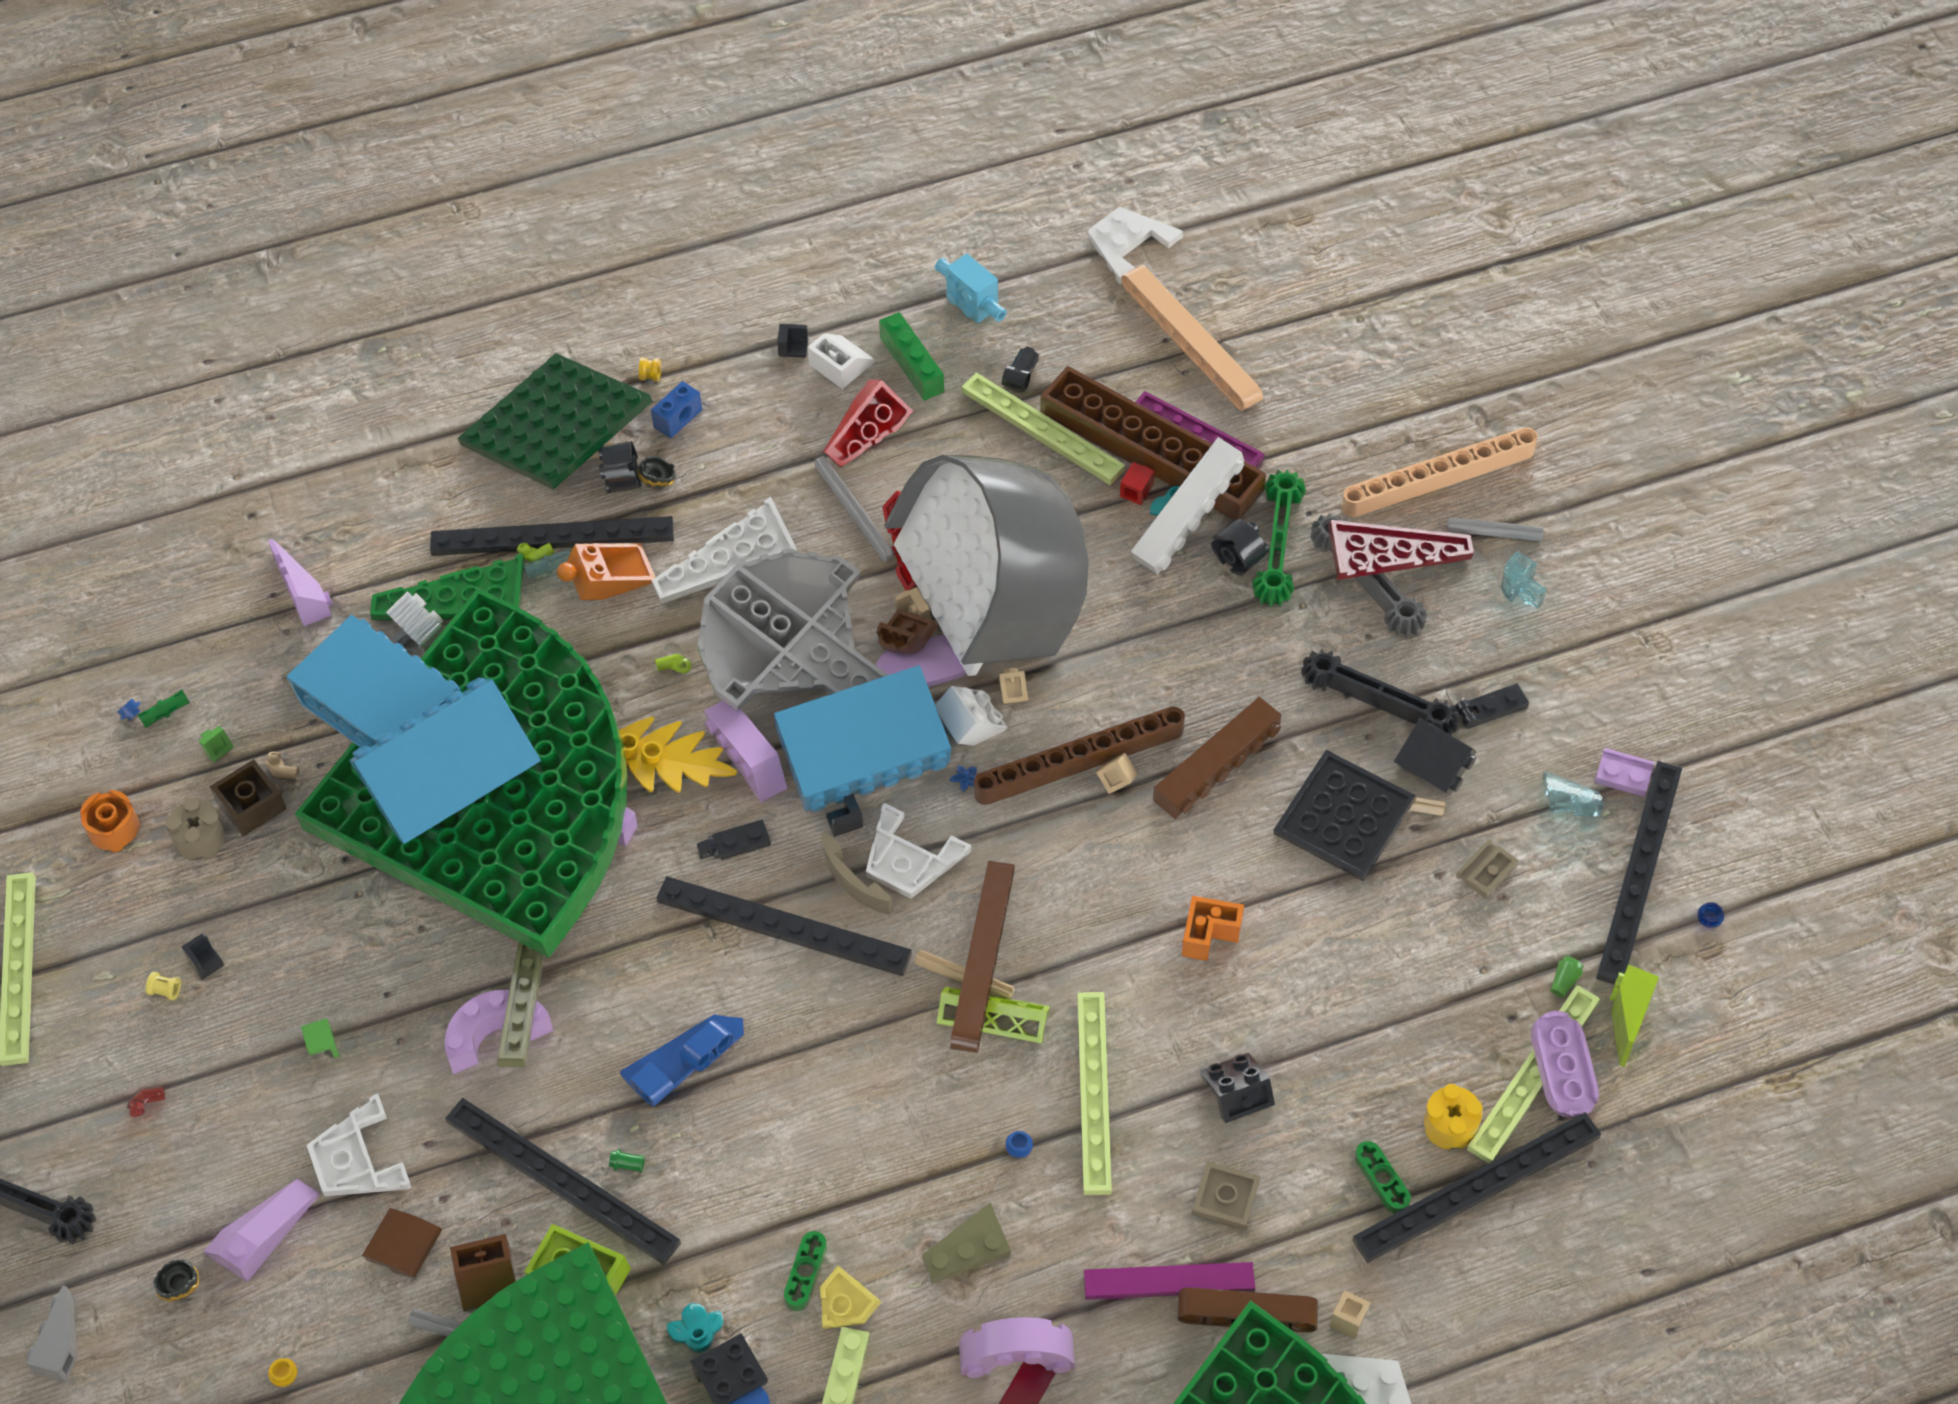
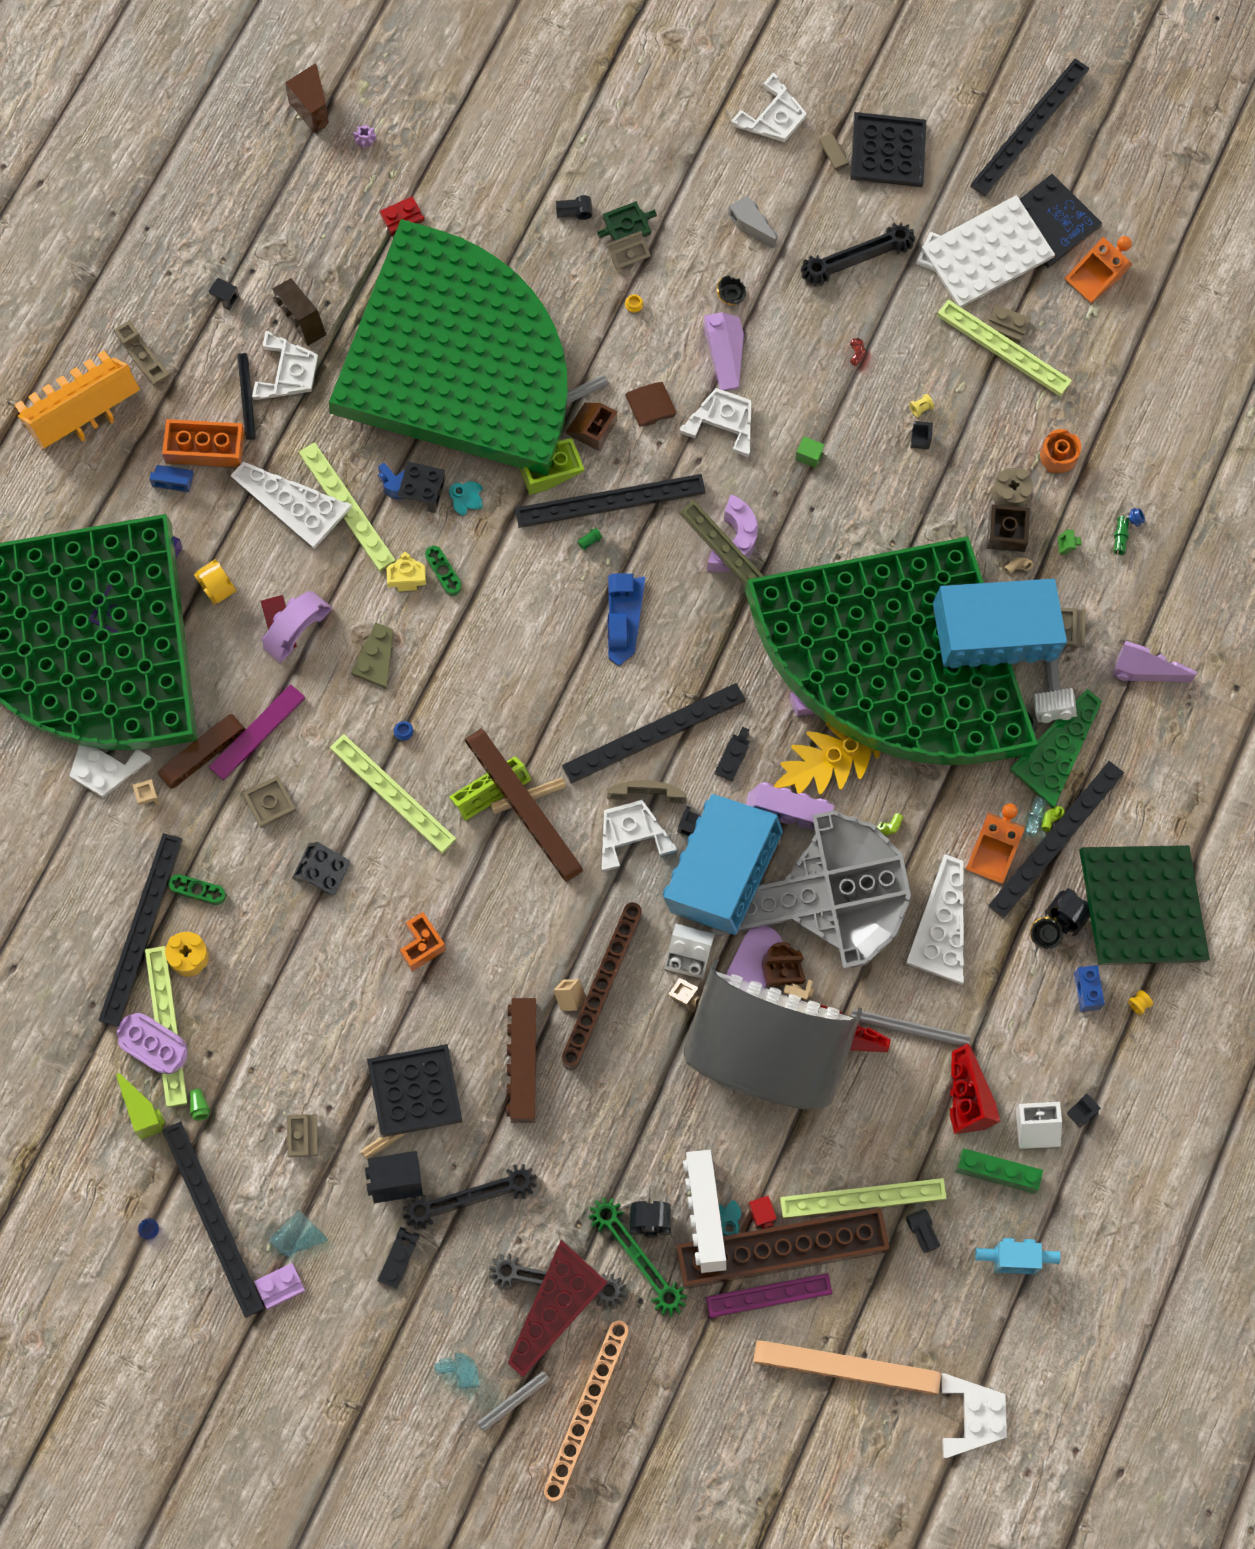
camera: 130 degrees right, 15 degrees up
(444, 759) = (905, 606): dark azure brick -> none
(964, 776) = (653, 913): blue plant -> none

